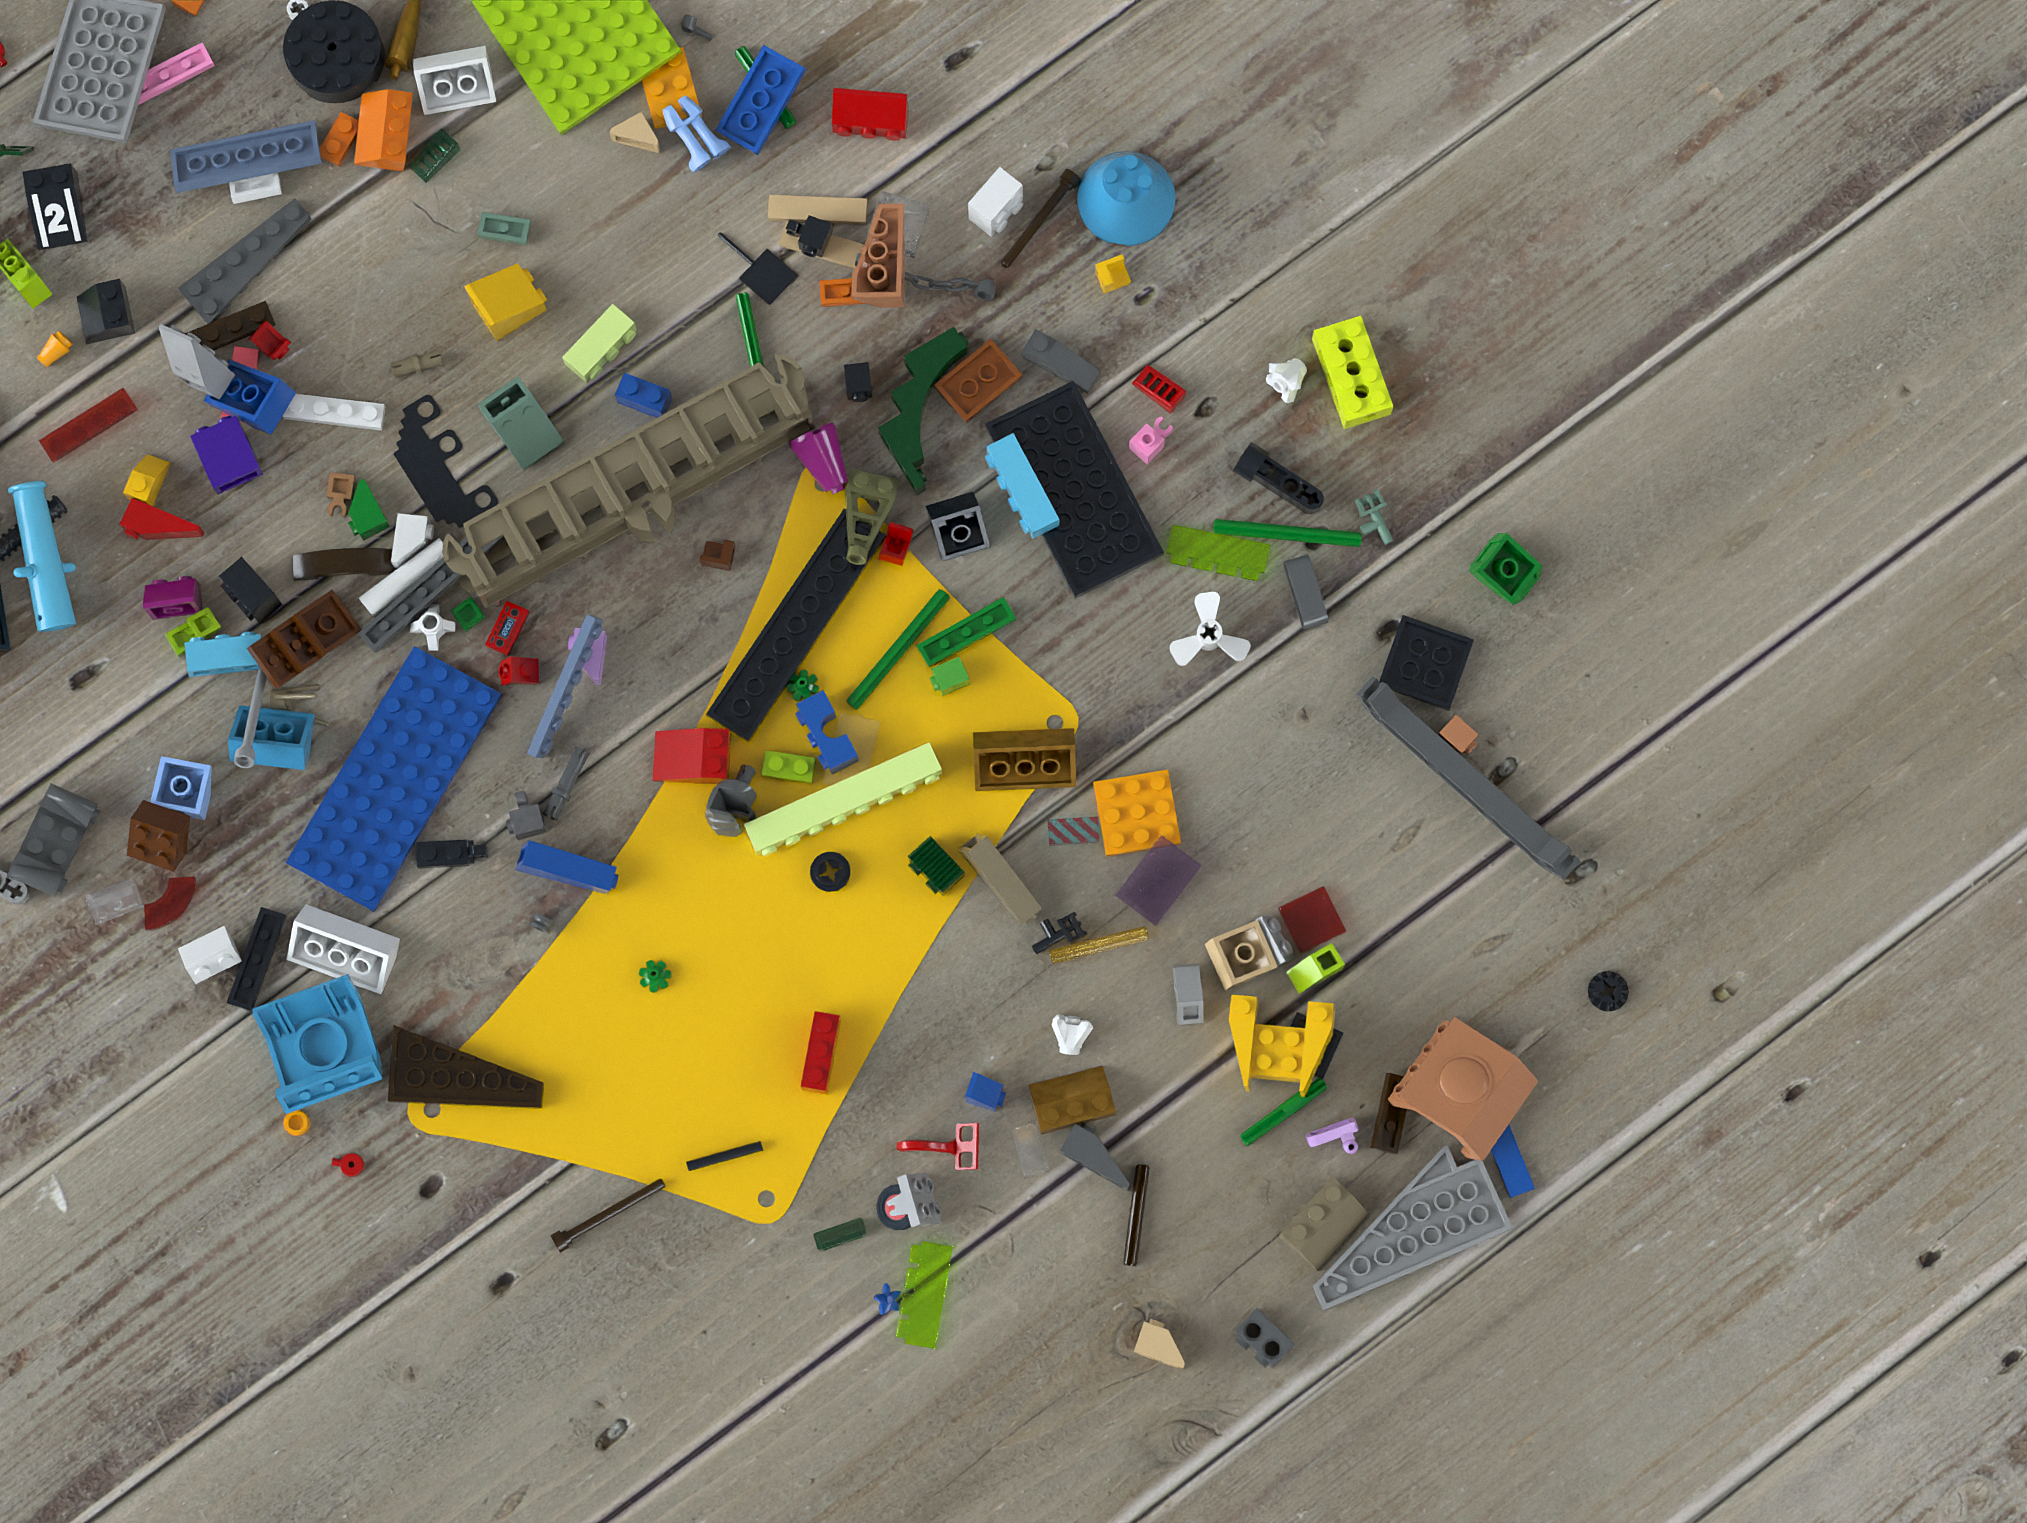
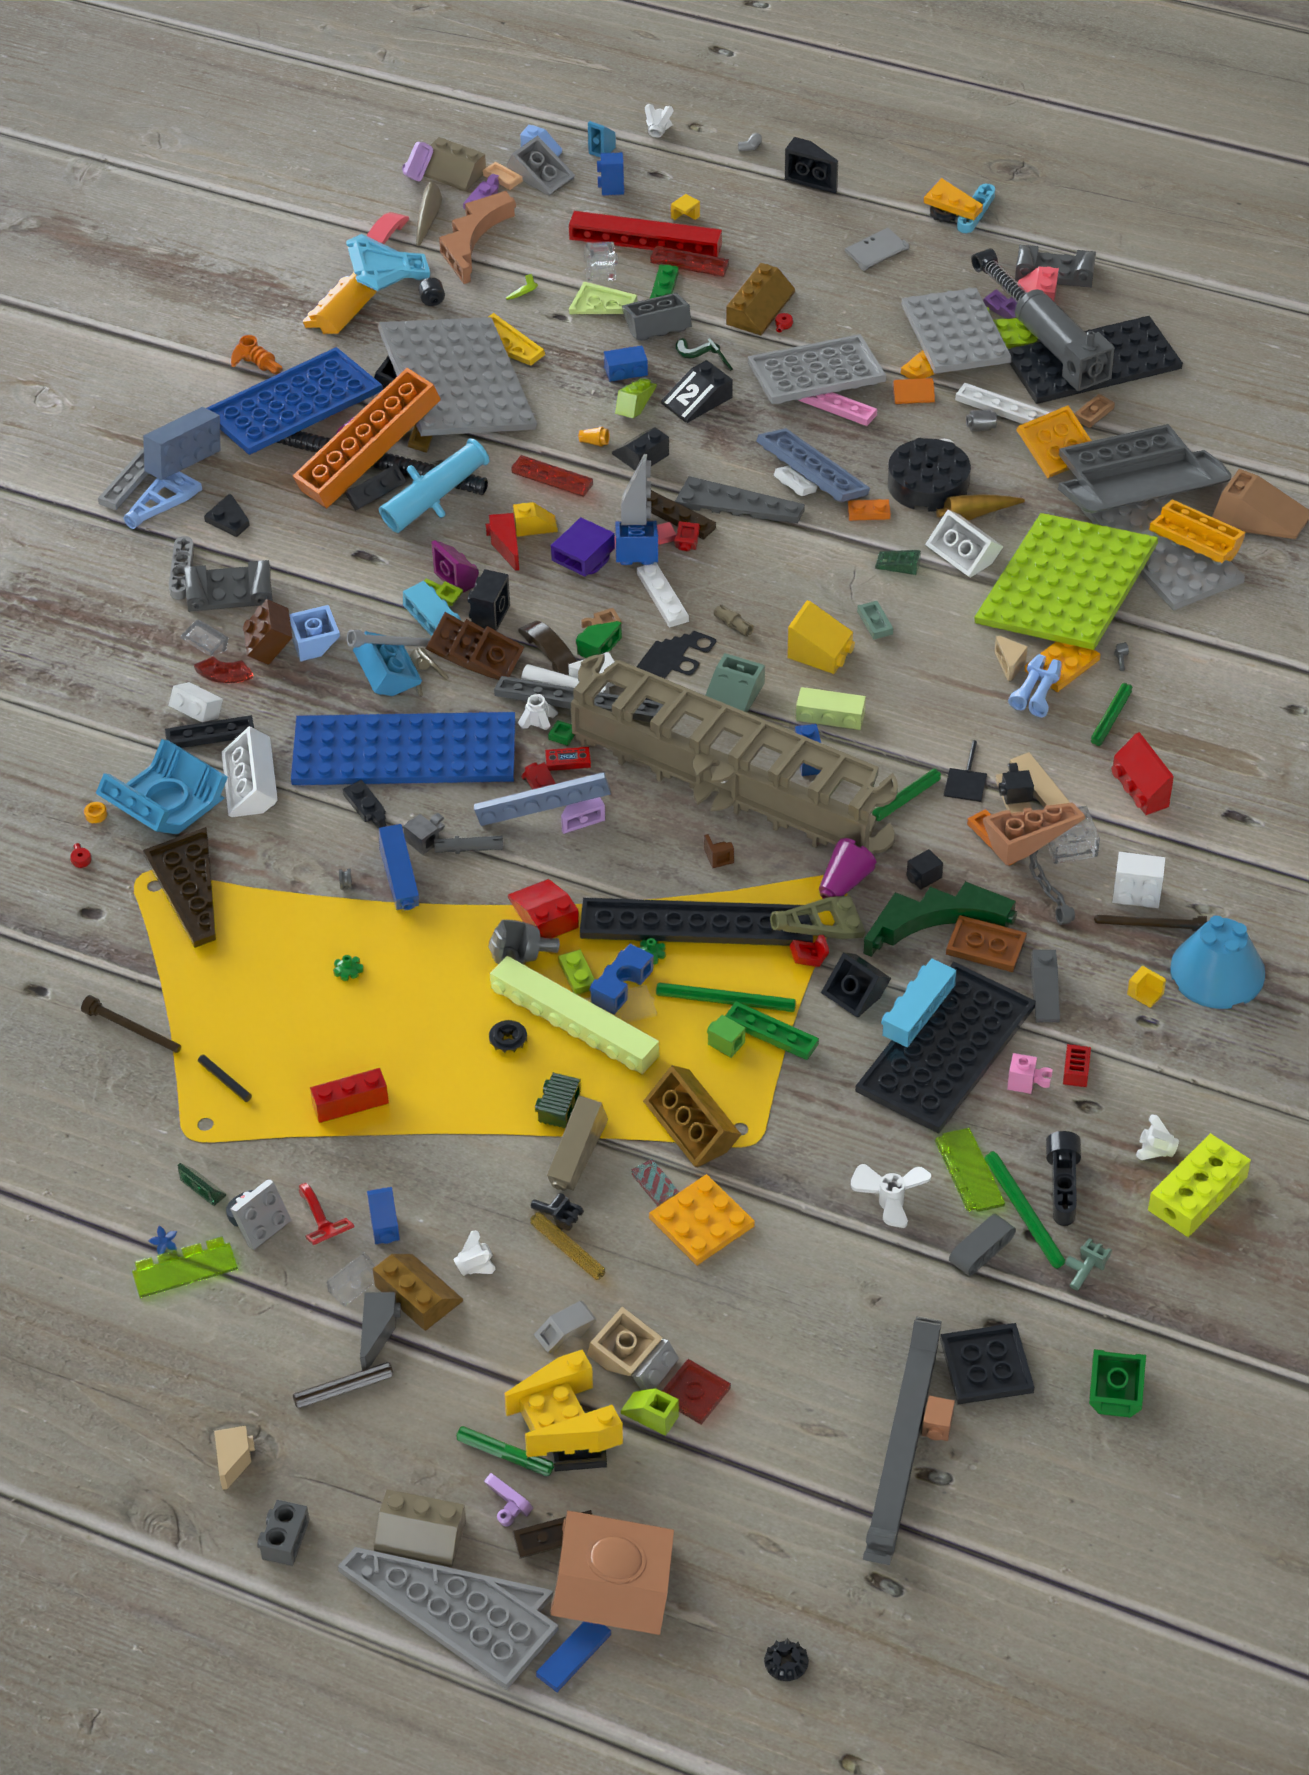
camera: 60 degrees right, 30 degrees down
(383, 129) = (895, 526): orange slope -> none
(760, 99) = (1097, 709): blue plate -> none
(1158, 880) = (652, 1258): clear purple tile -> none

